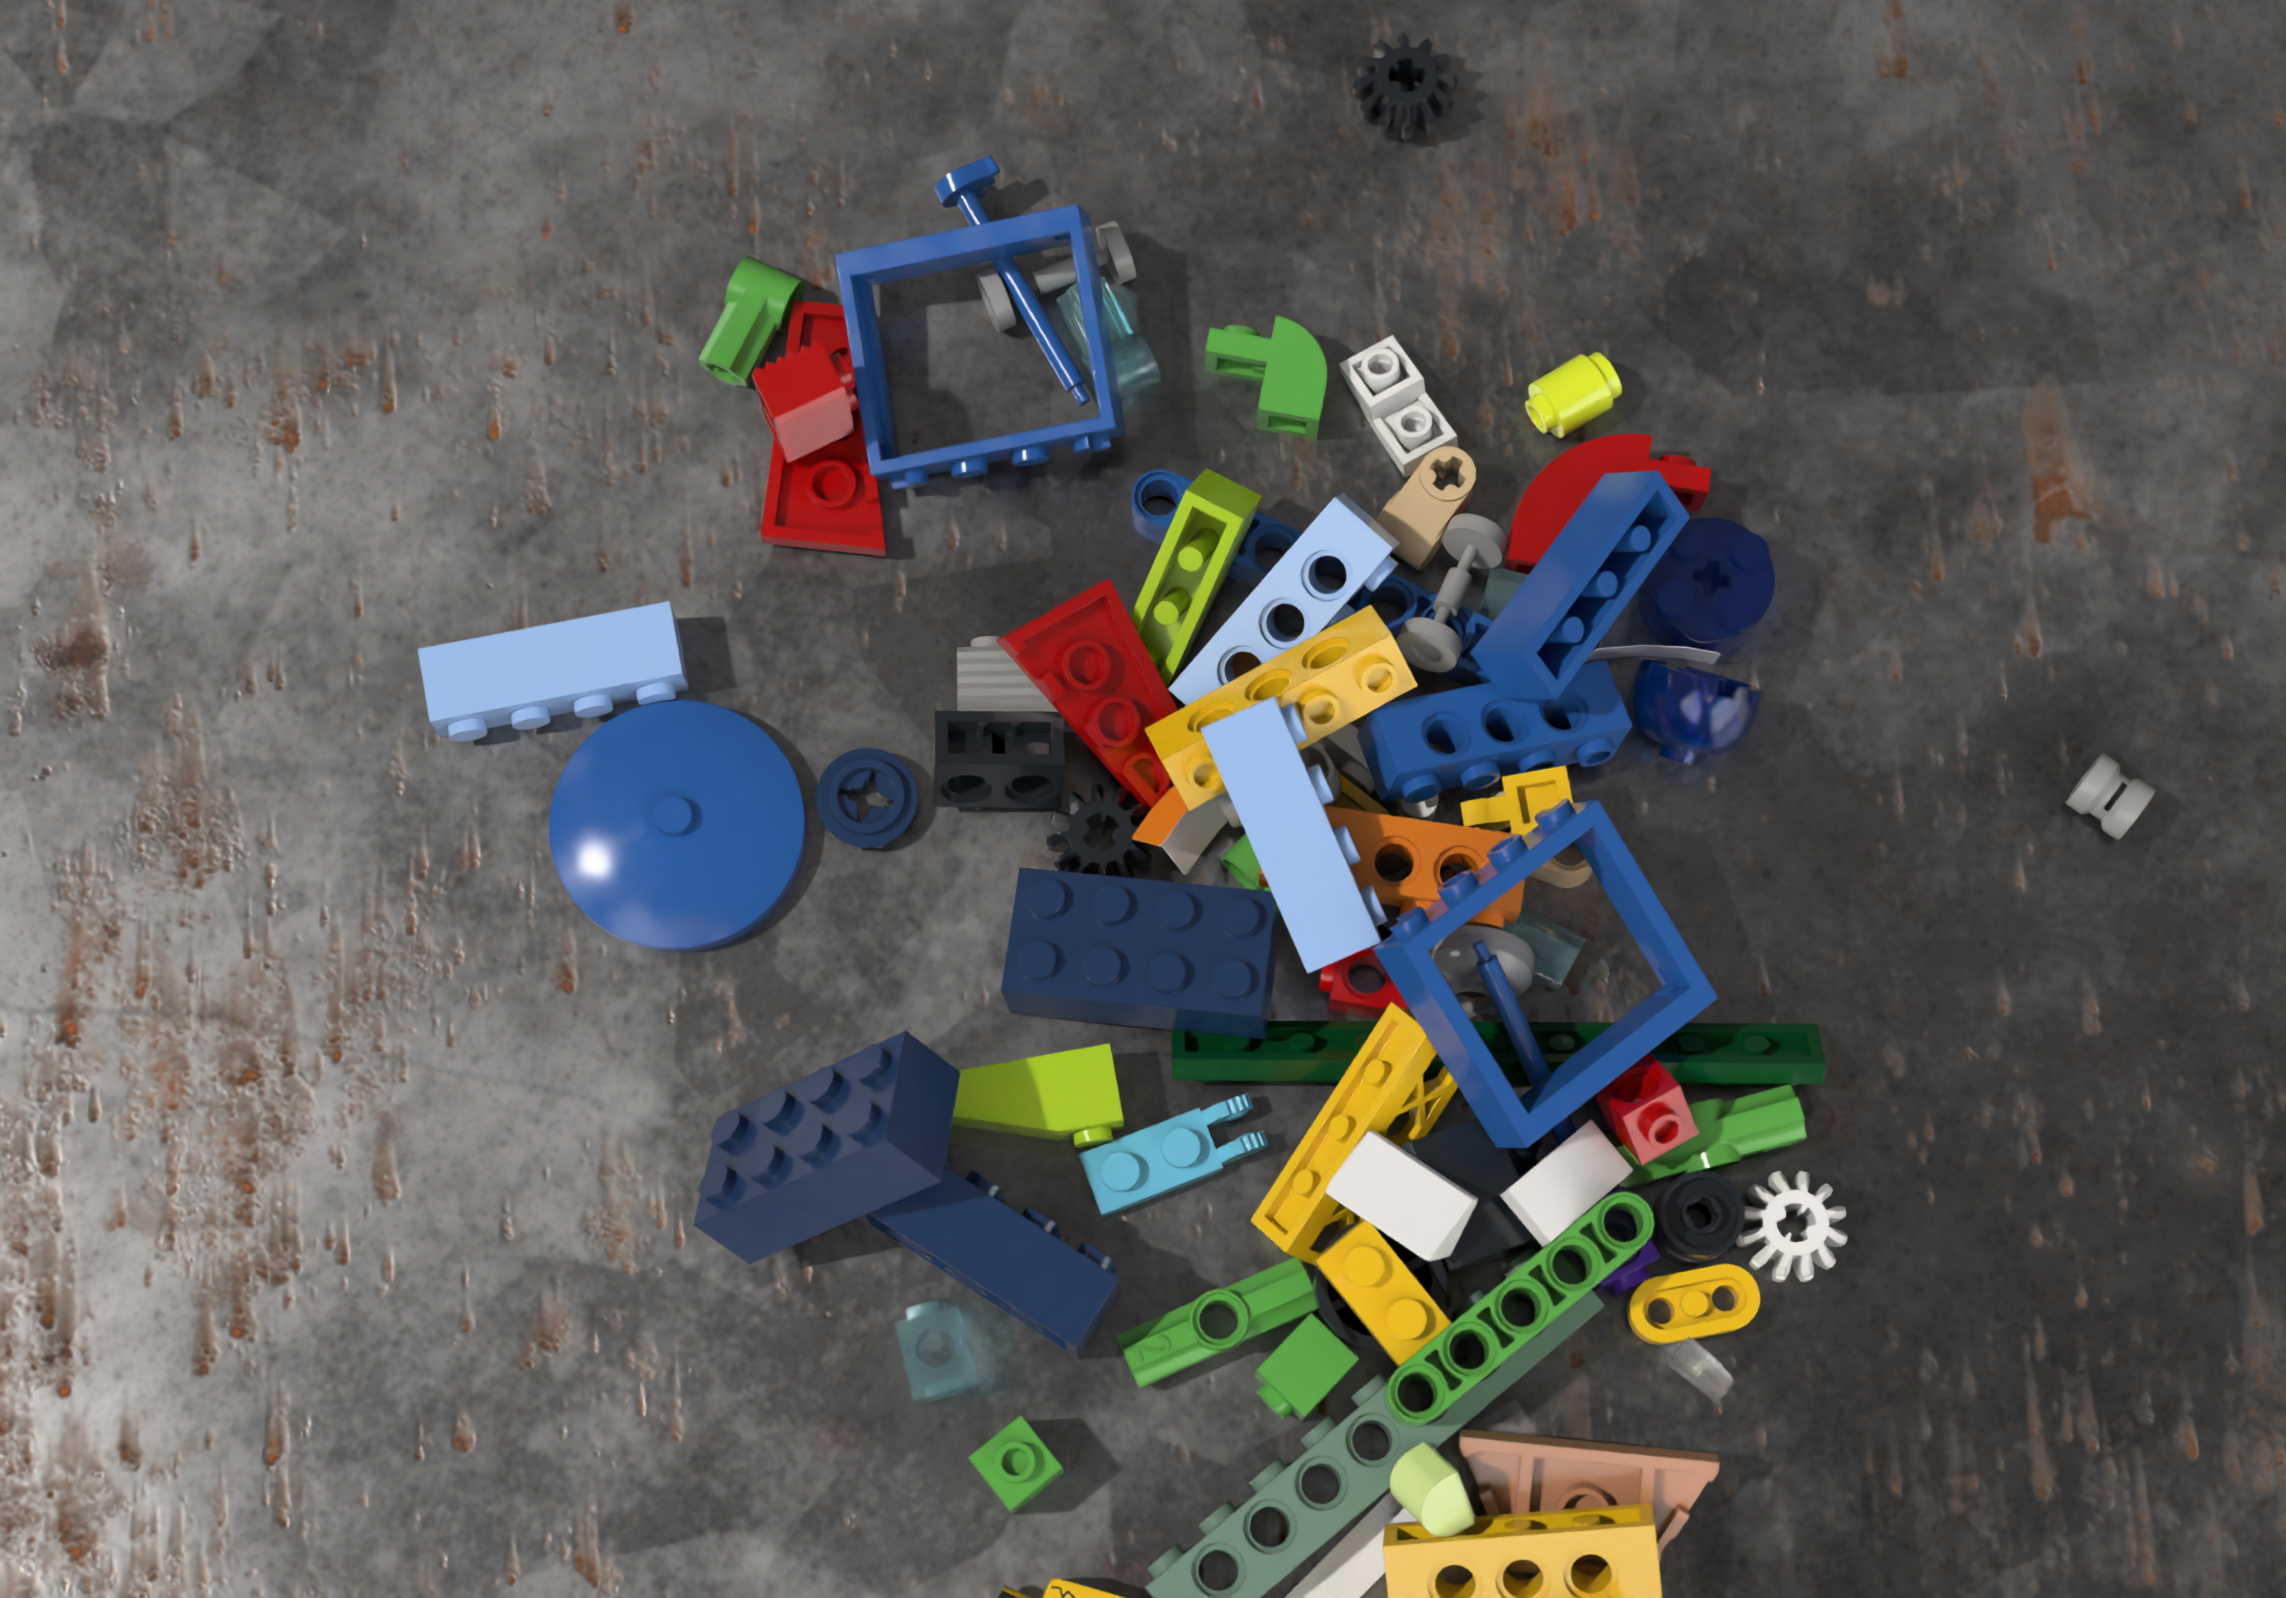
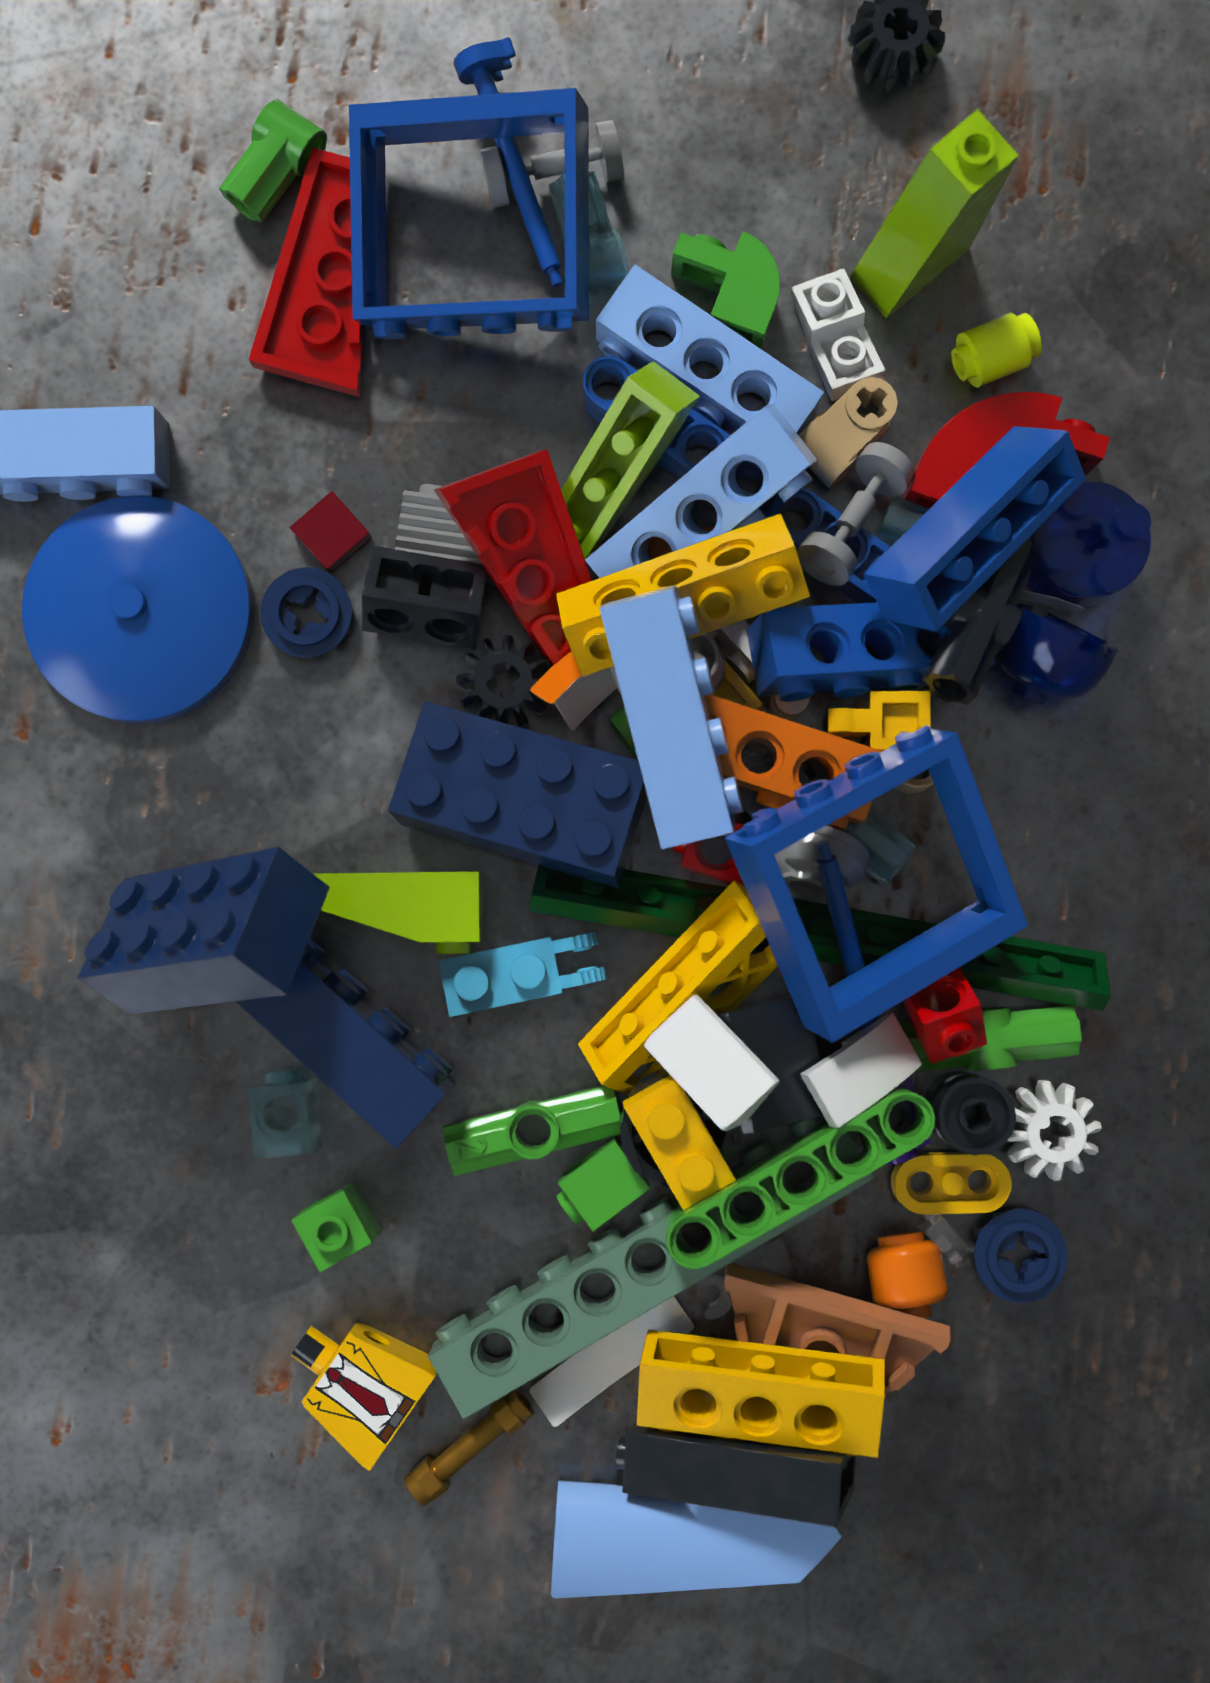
camera: 10 degrees right, 10 degrees up
(806, 399) = (299, 236): red brick -> none
(878, 706) = (330, 532): none -> dark red tile
(1187, 408) = (649, 305): none -> light blue brick
(1431, 1491) = (691, 1321): yellowish green brick -> none
(1476, 274) = (935, 214): none -> lime slope
(1606, 690) = (980, 630): none -> black piece
(1662, 1408) = (907, 1273): none -> orange head
(1802, 1348) = (1038, 1274): none -> dark blue gear

